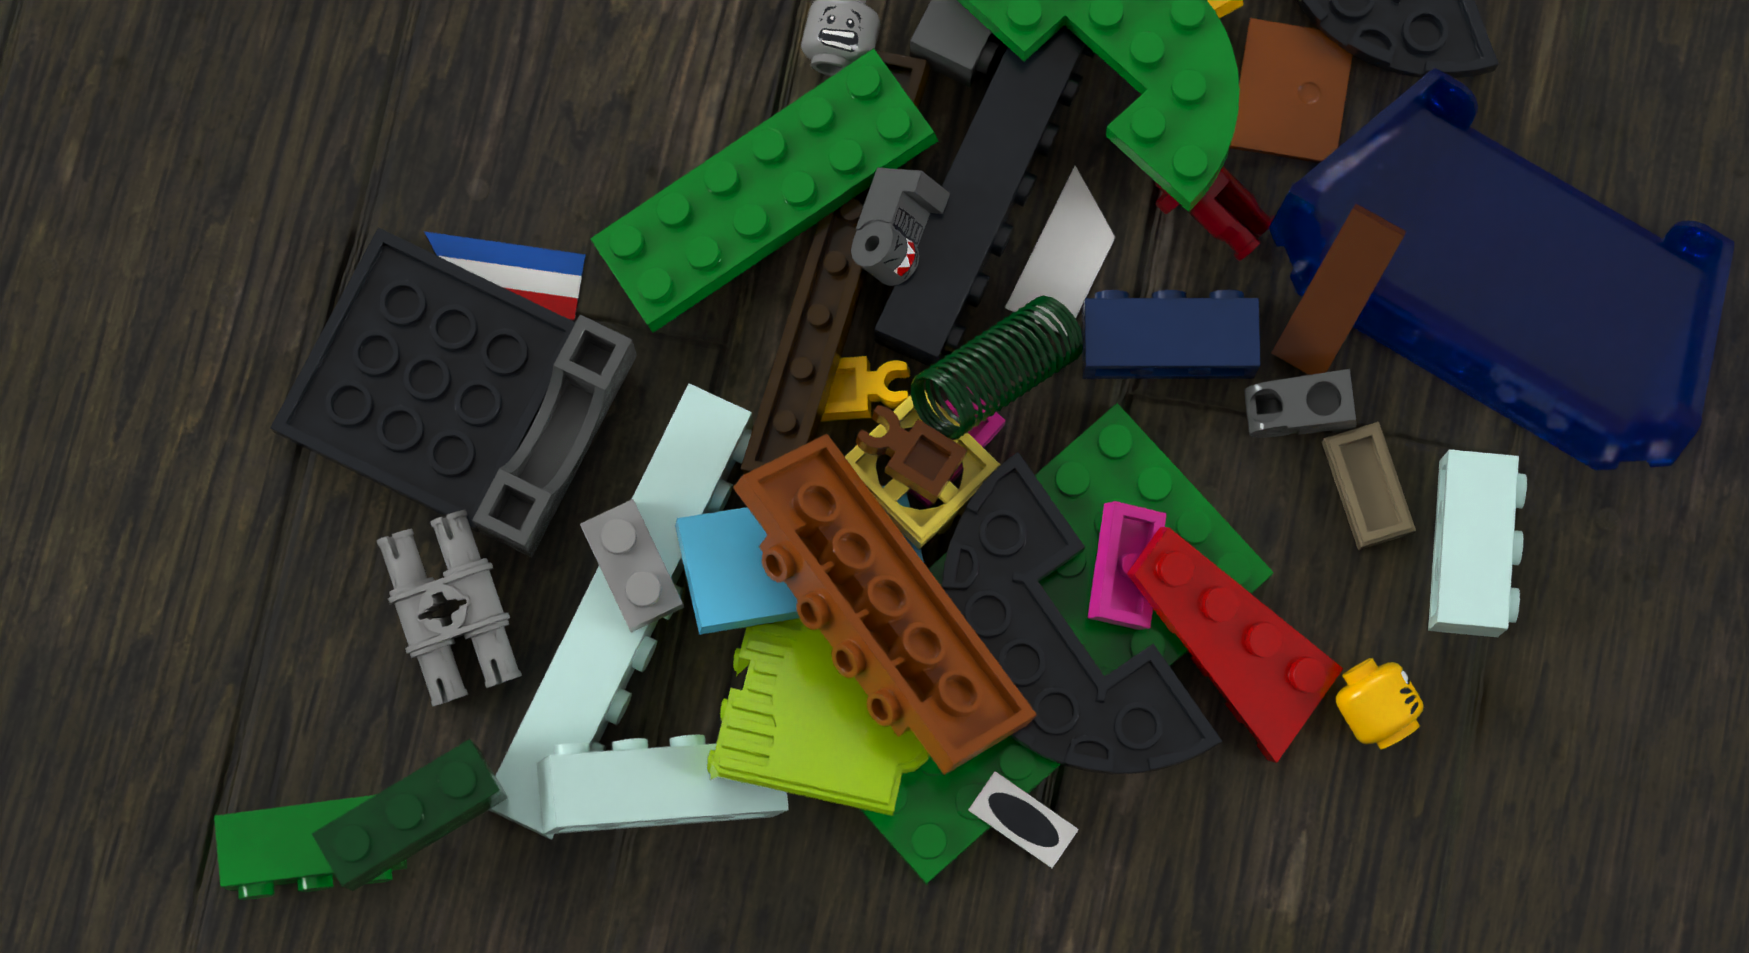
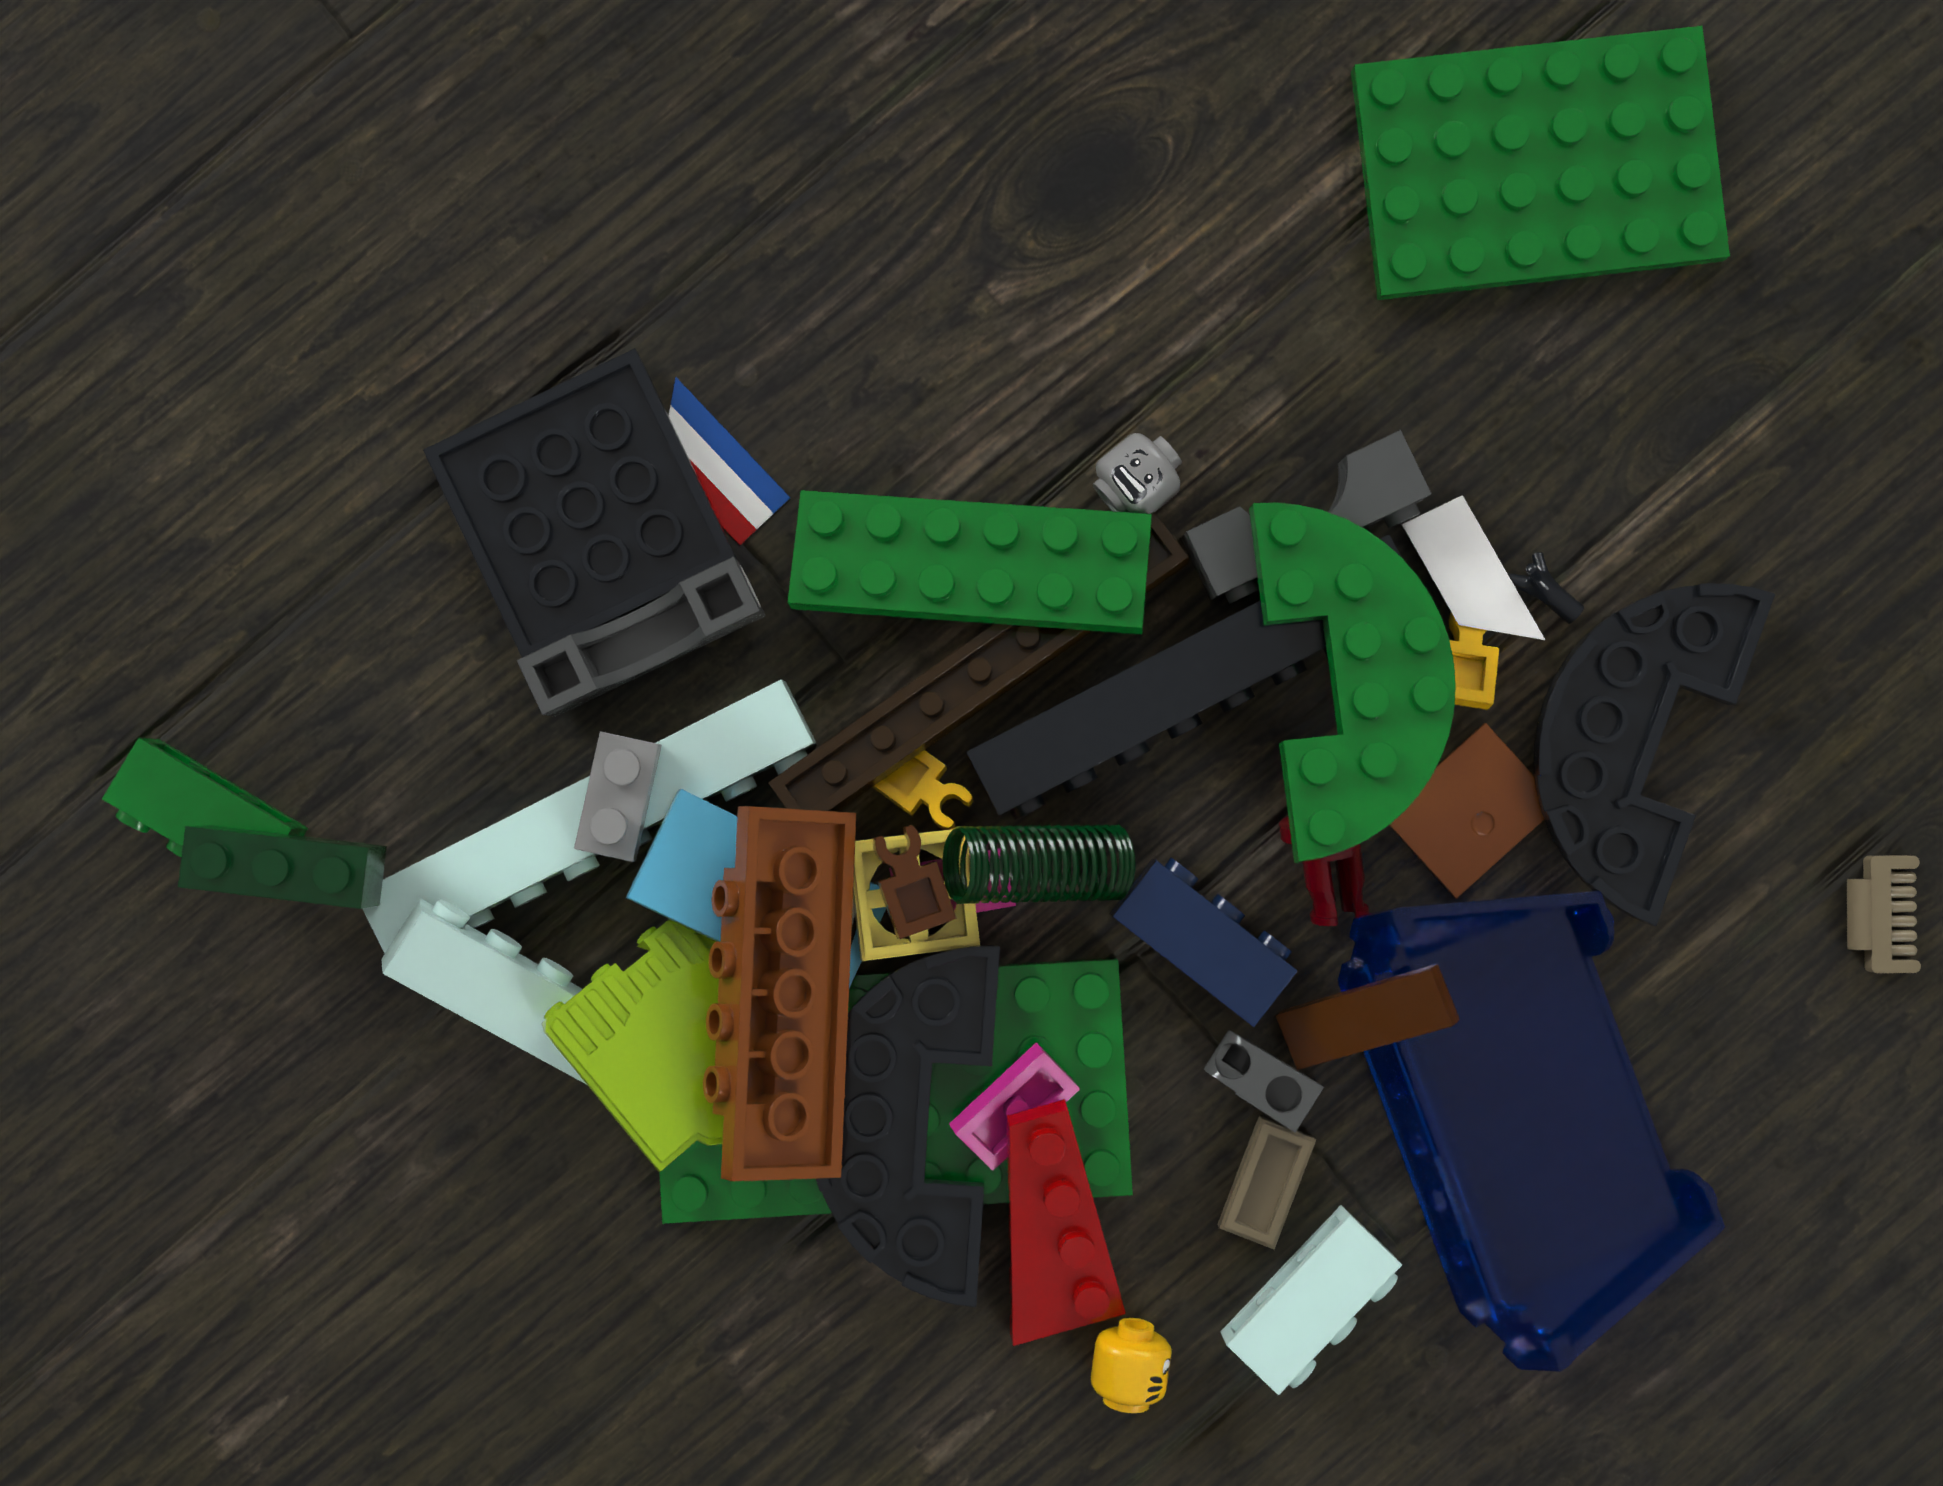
camera: 40 degrees right, 10 degrees up
(420, 596) = (428, 720): light grey pin -> none
(895, 222) = (1049, 679): dark grey leg -> none
(1023, 819) = (777, 1234): sticker -> none
(1066, 252) = (1176, 802): white sticker -> none

